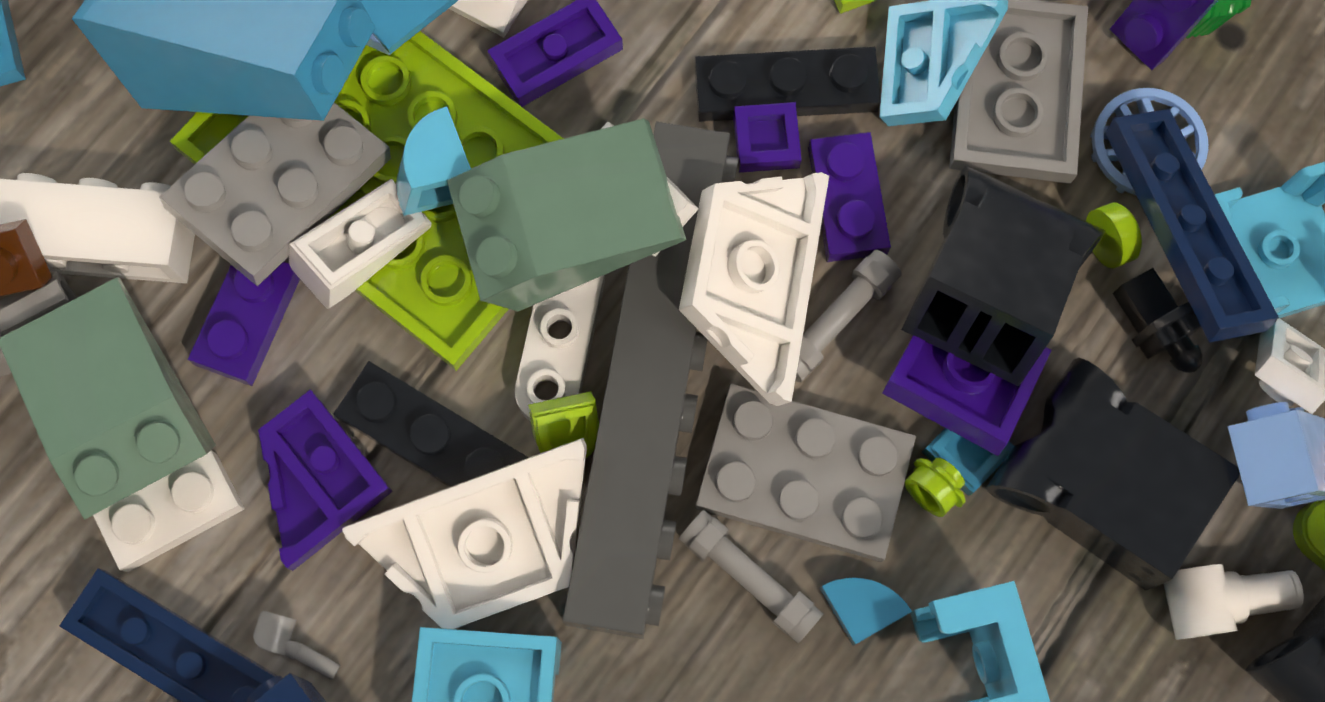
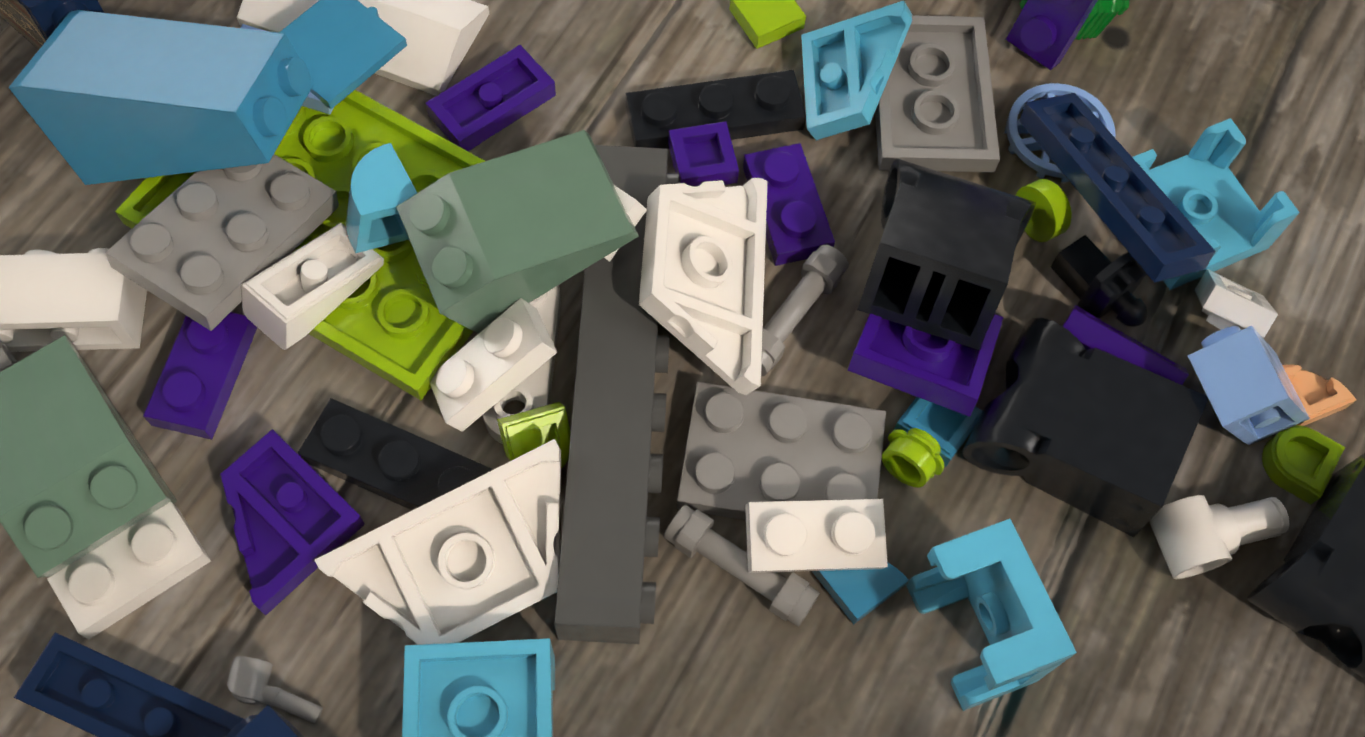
camera: 10 degrees left, 10 degrees down
(528, 348) = (492, 365): none -> white plate
(826, 561) = (815, 535): none -> white plate
(1153, 386) = (1098, 334): none -> dark purple plate

